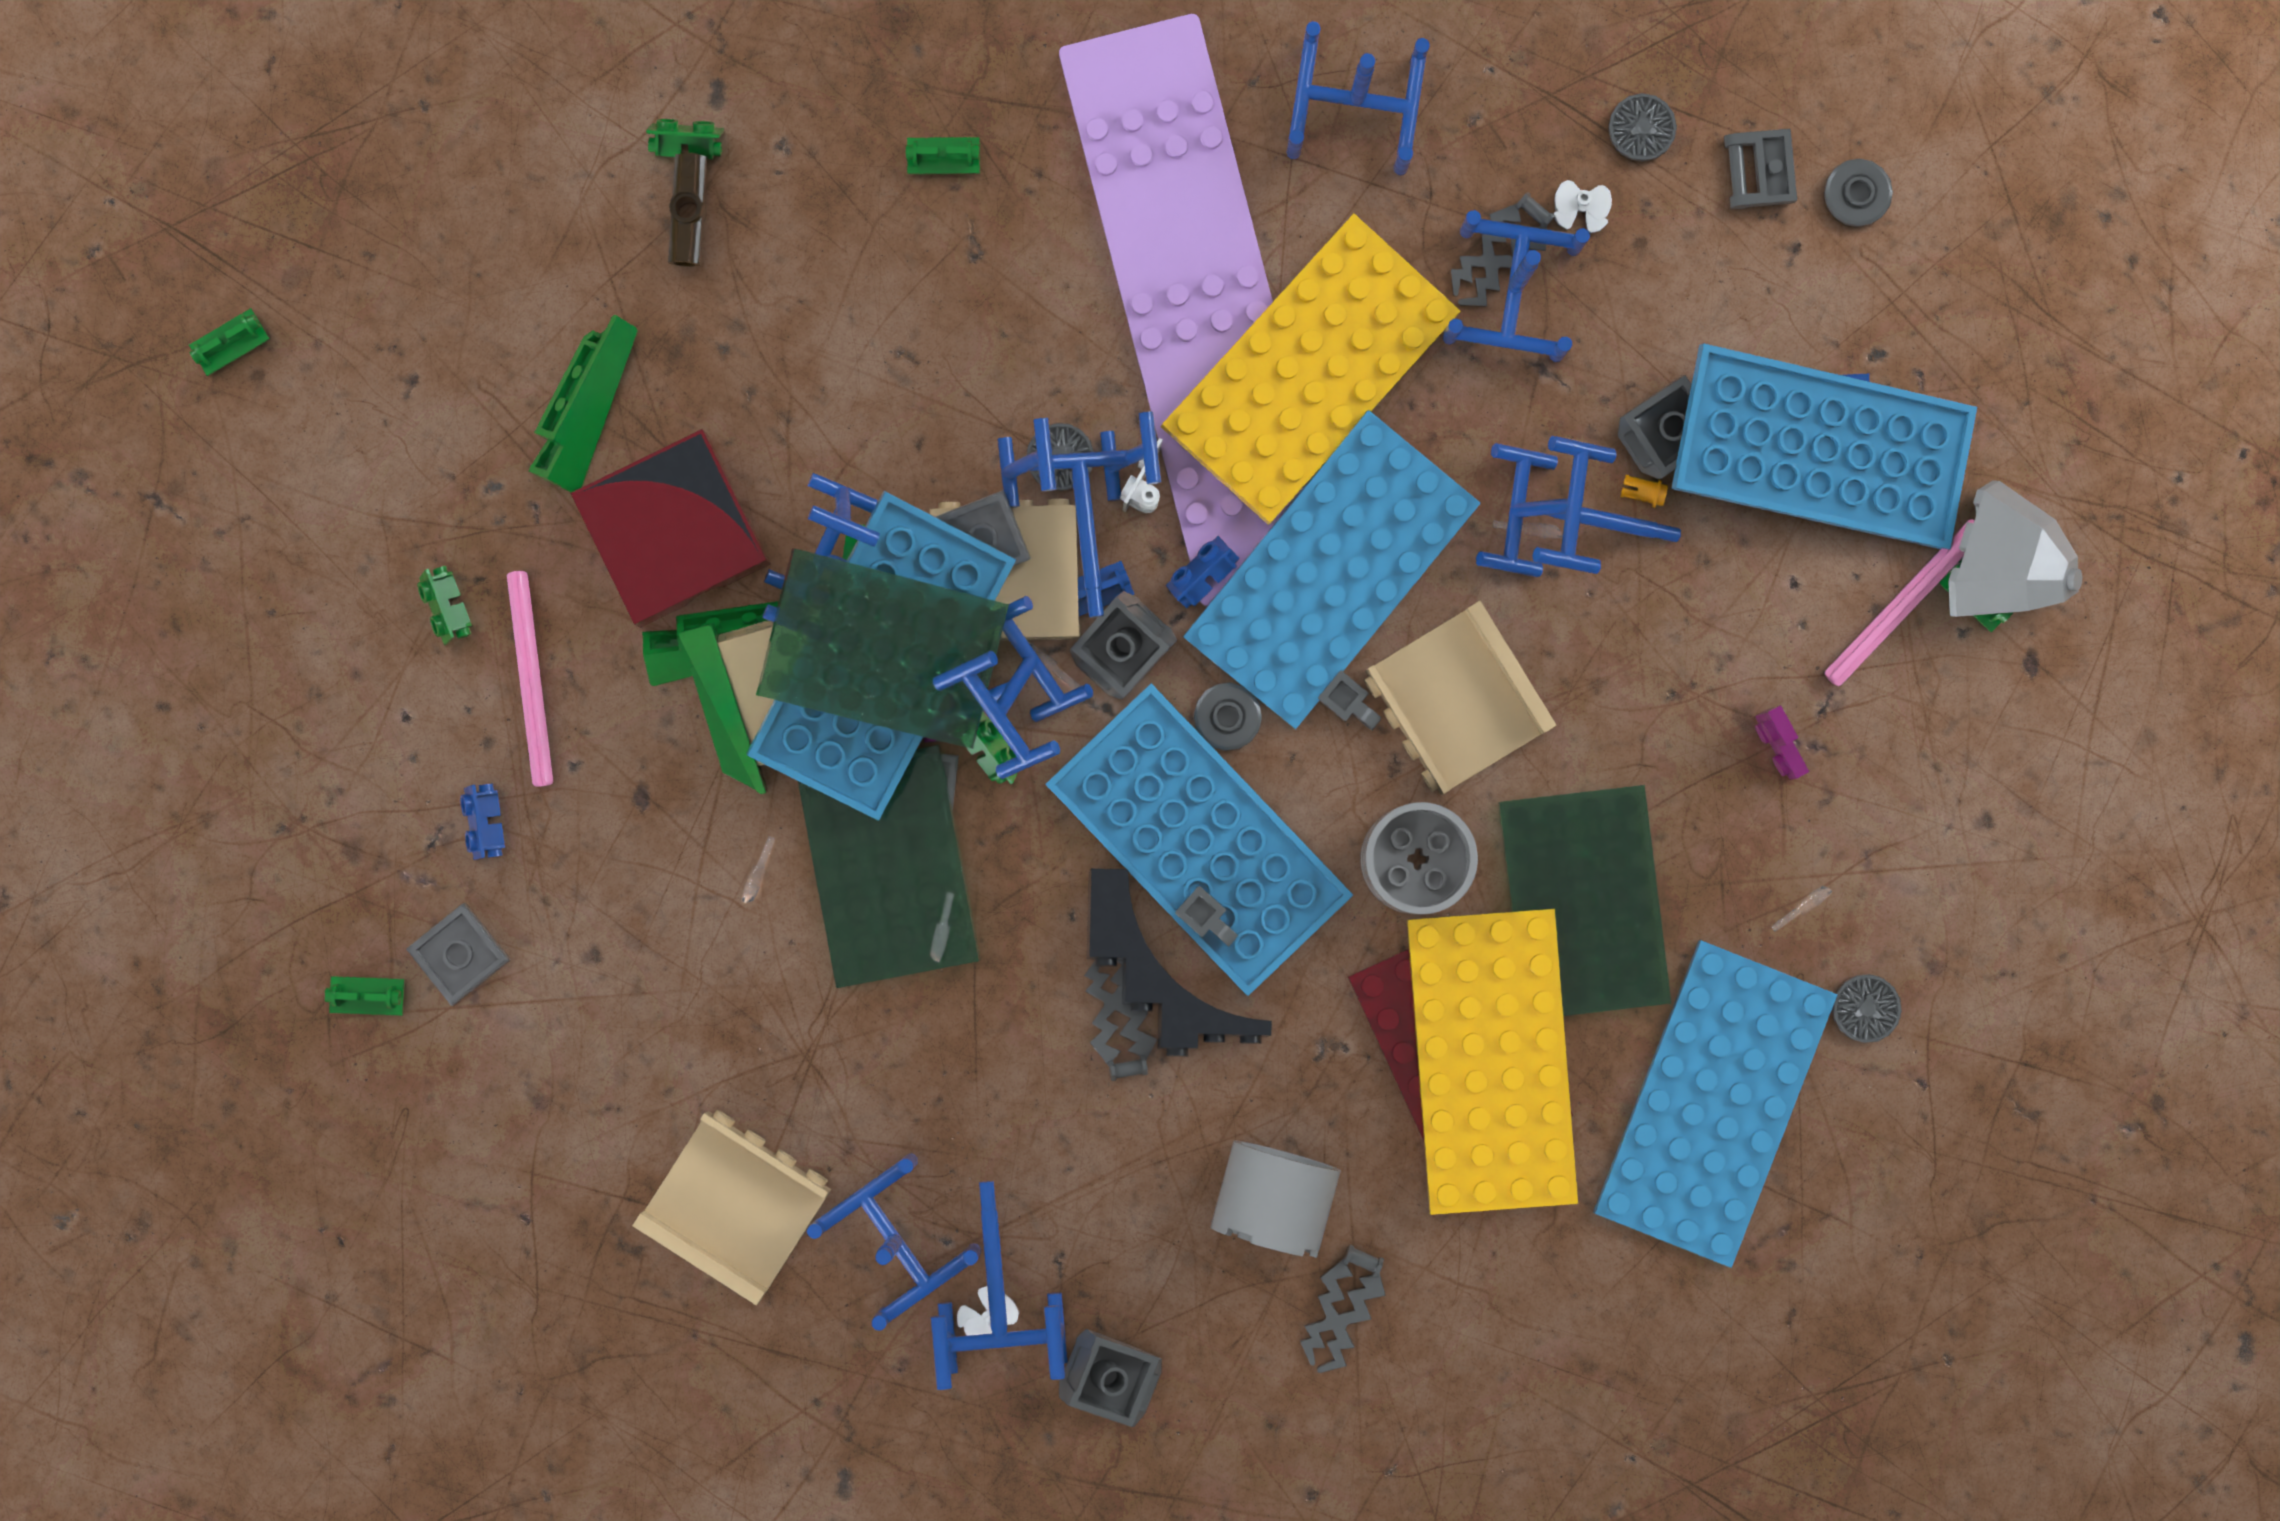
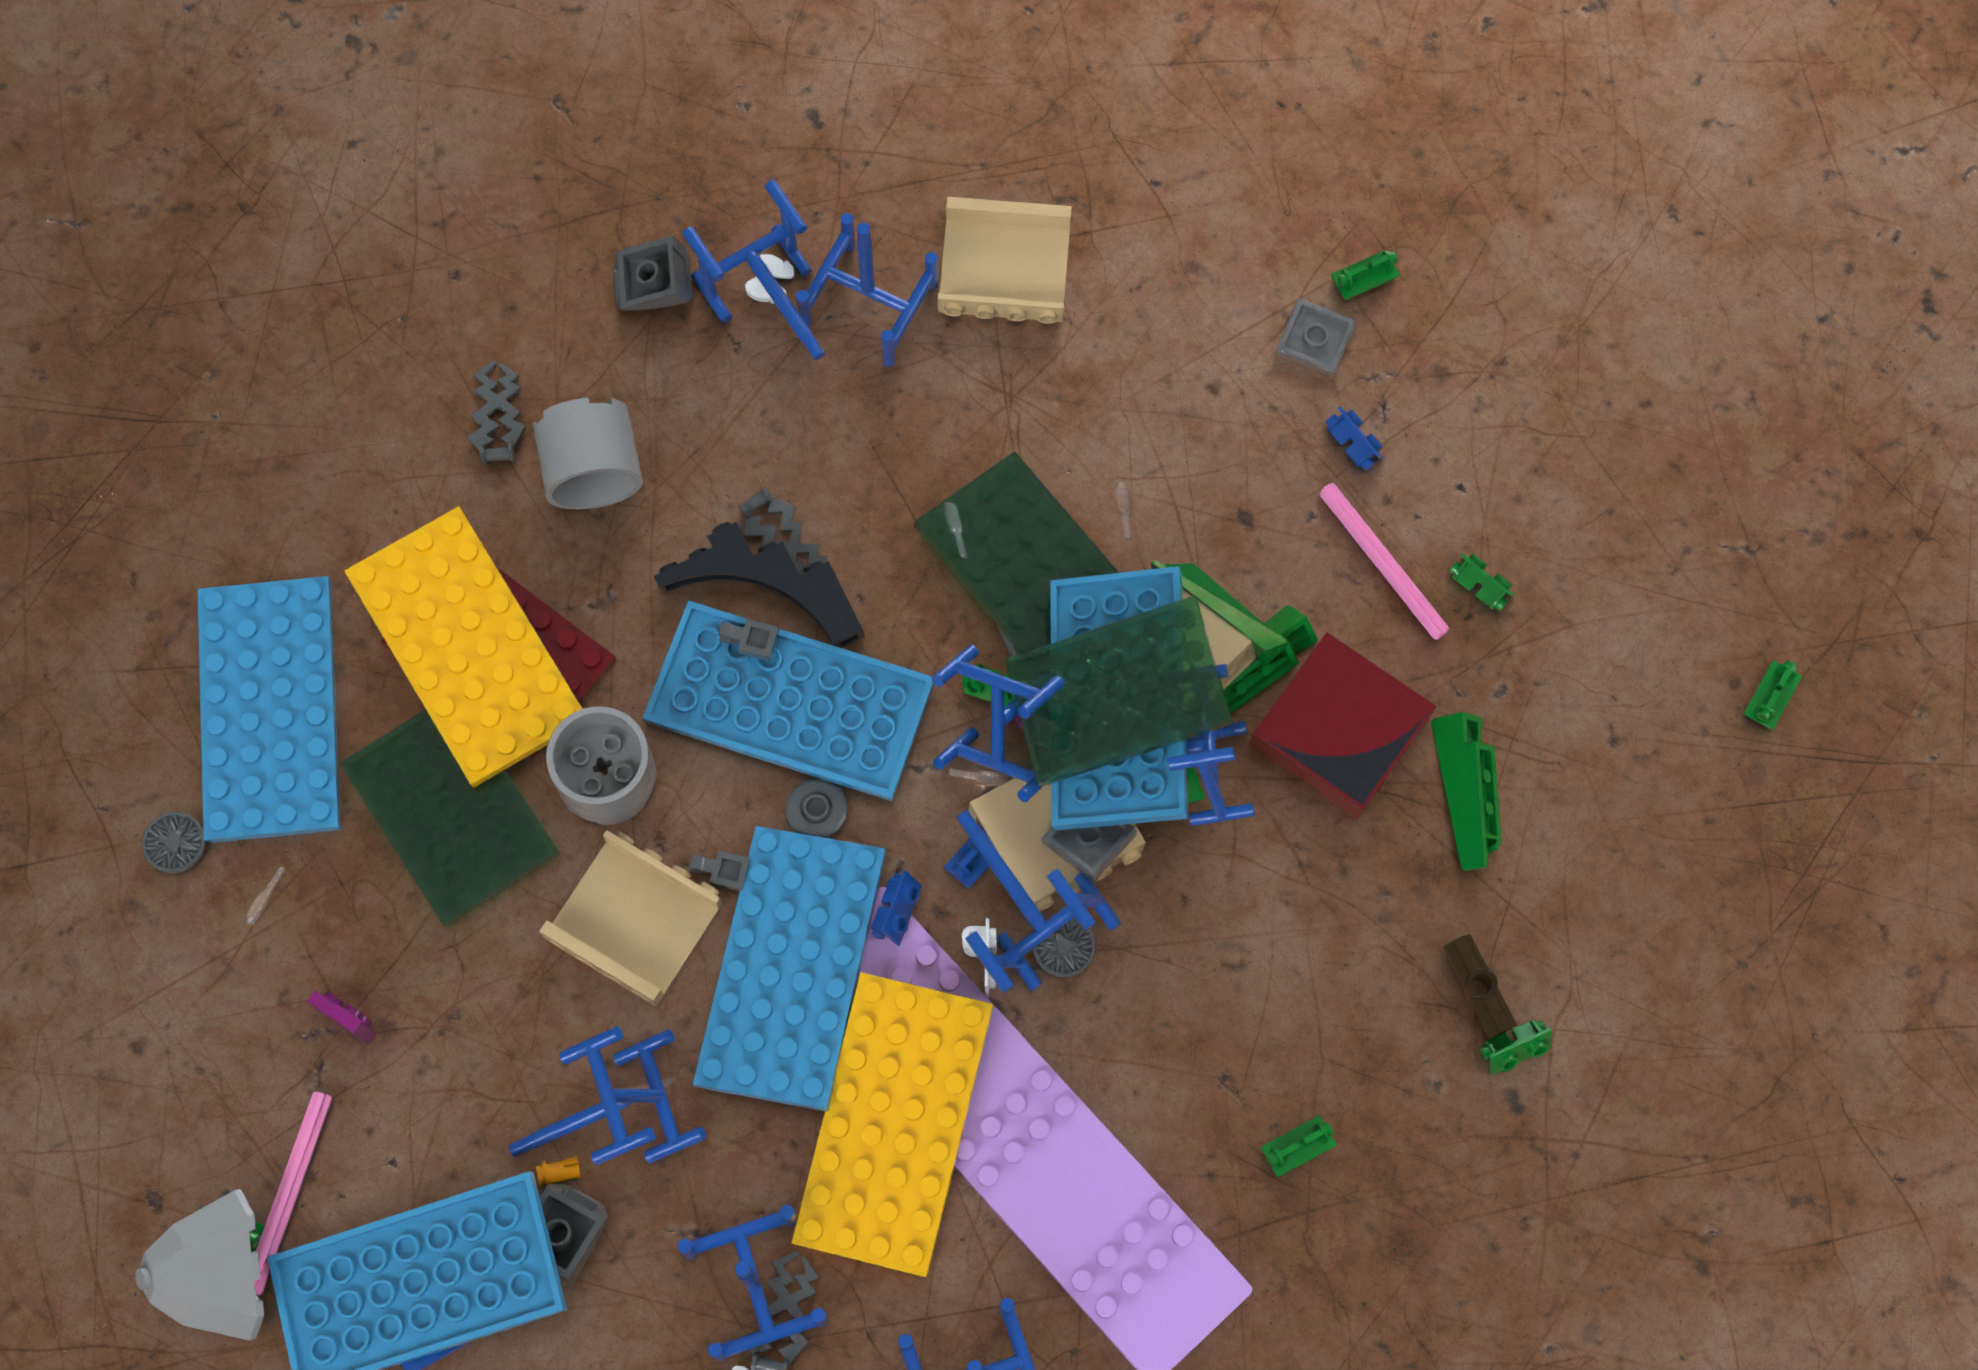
camera: 150 degrees right, 15 degrees down
(1122, 645) = (928, 821): dark grey slope -> none

